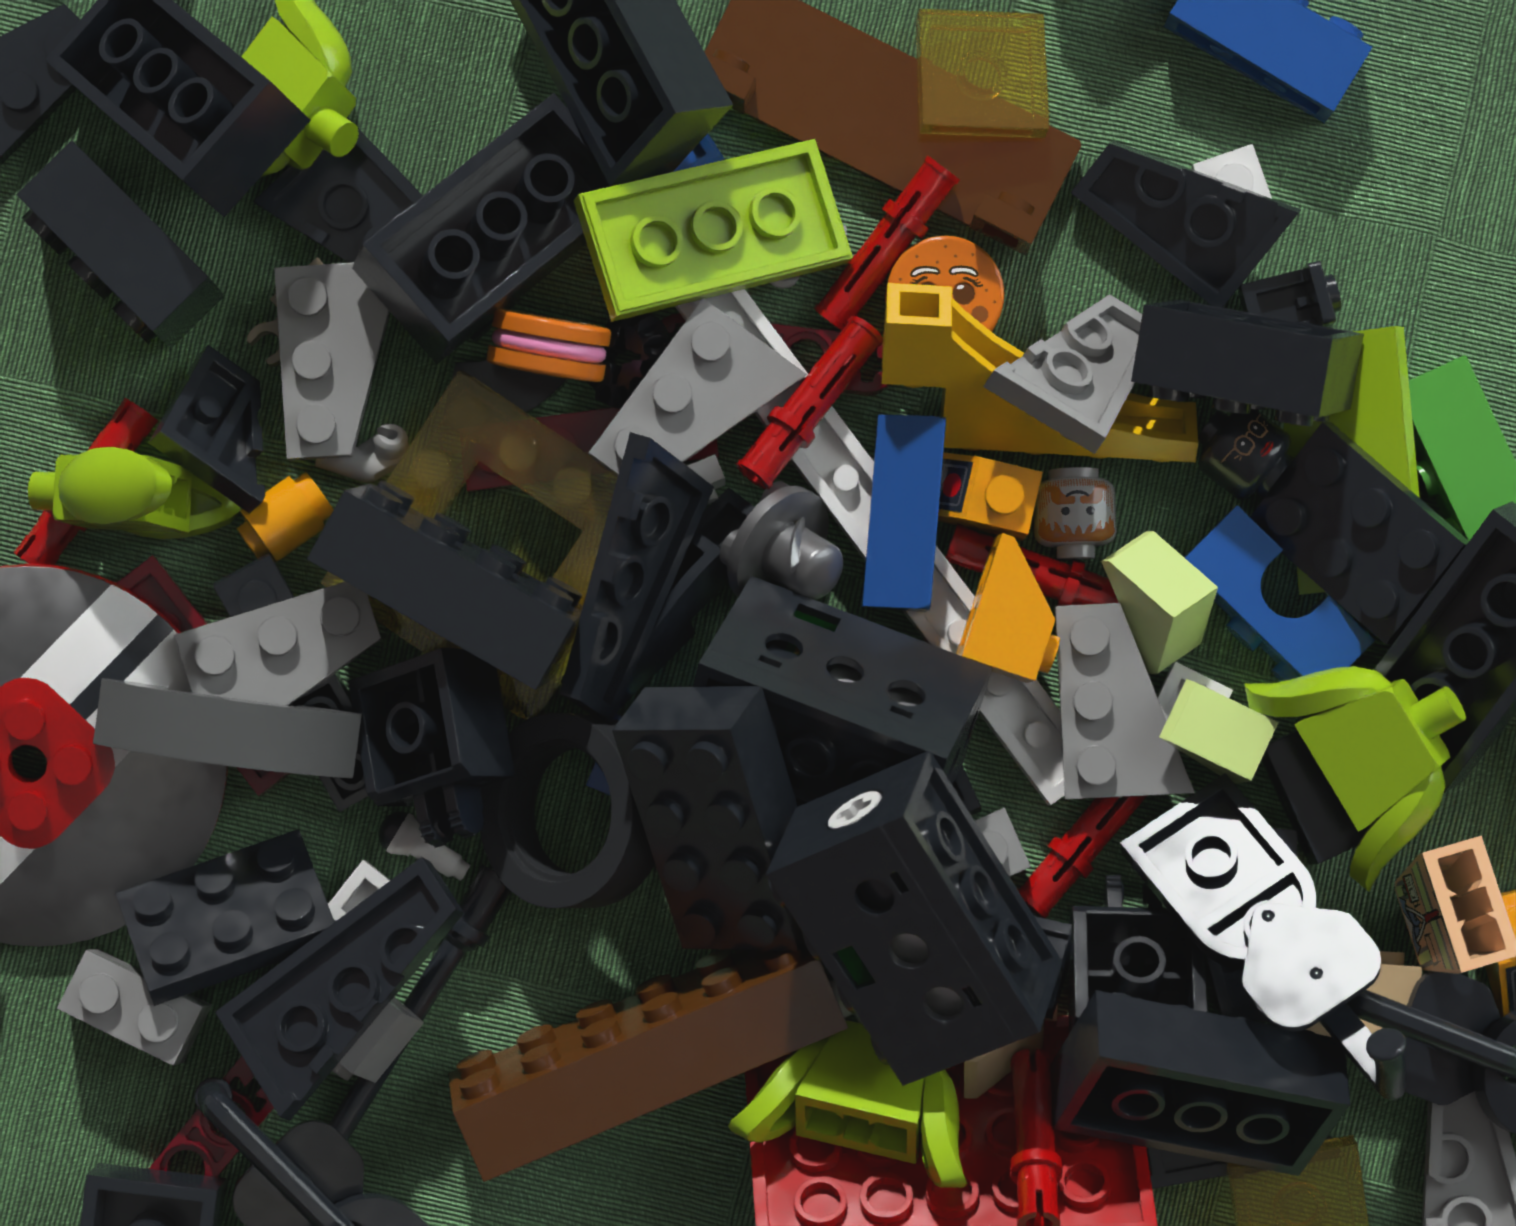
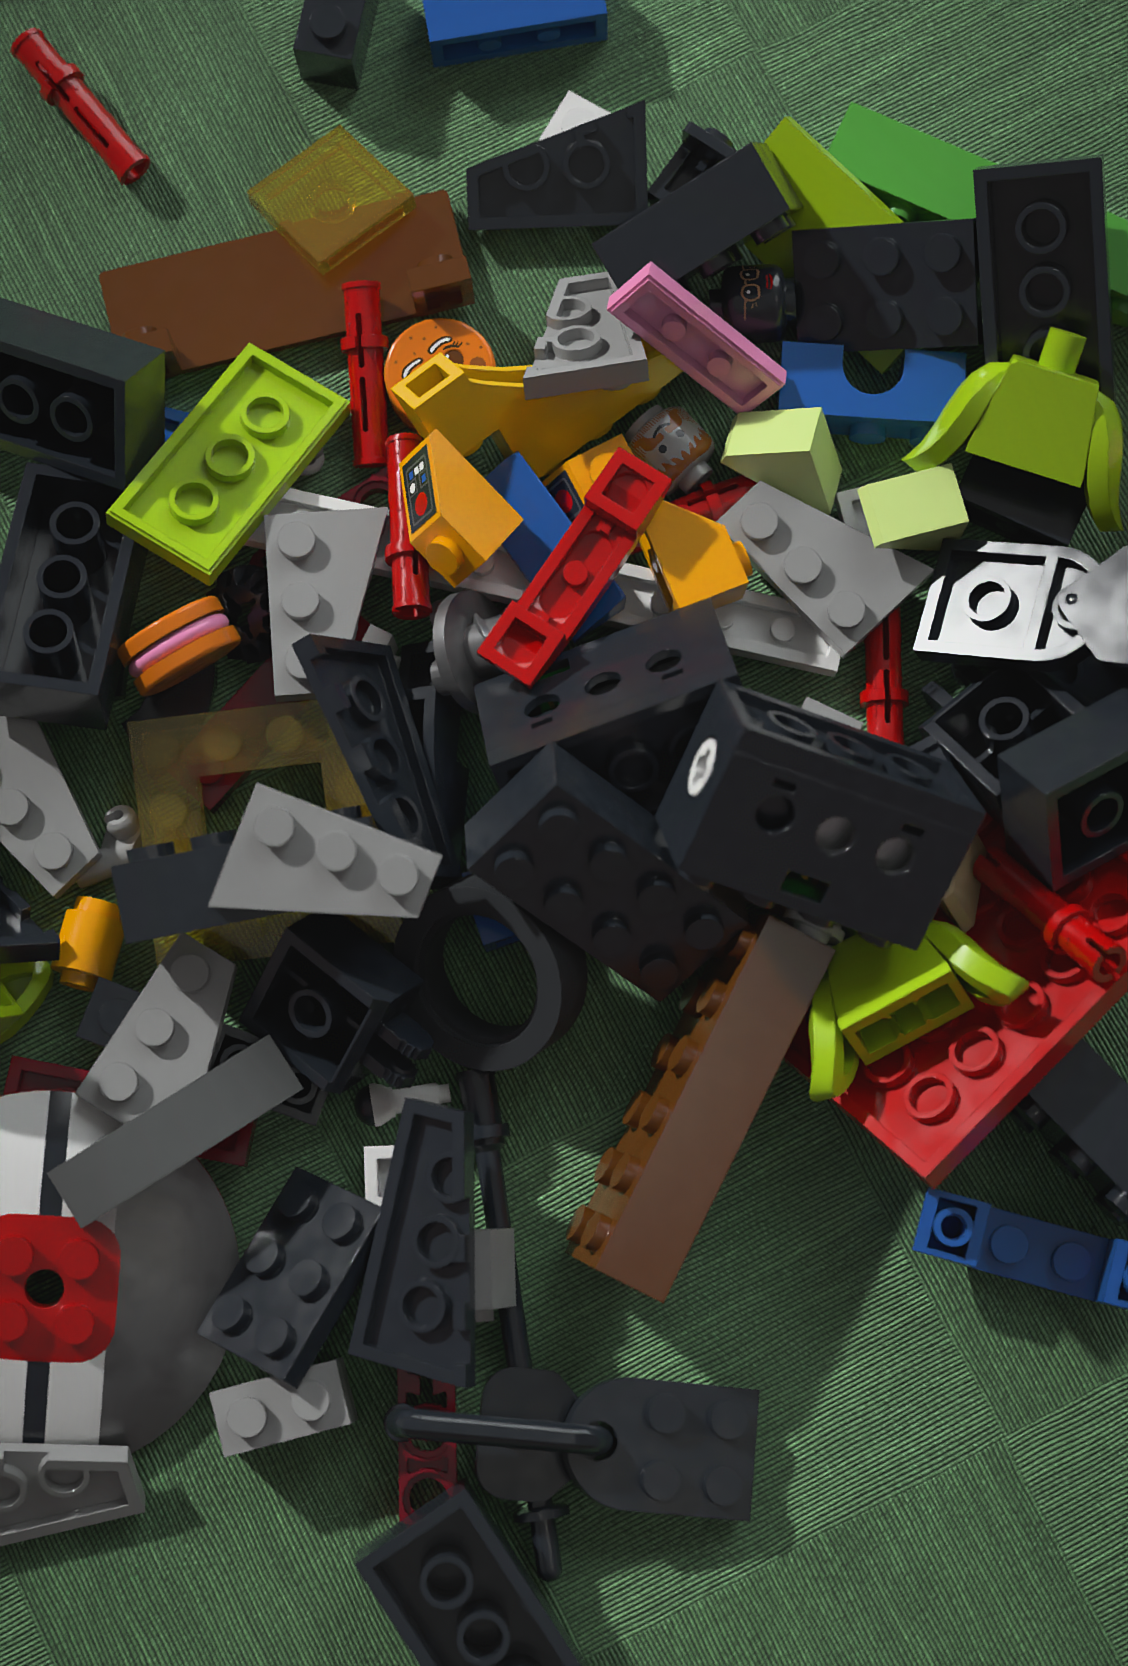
camera: 30 degrees left, 5 degrees down
(507, 627) = (320, 862): none -> light grey wing
(851, 425) = (452, 509): none -> light orange slope
(905, 558) = (578, 569): none -> red slope
(1163, 450) = (696, 339): none -> bright pink tile

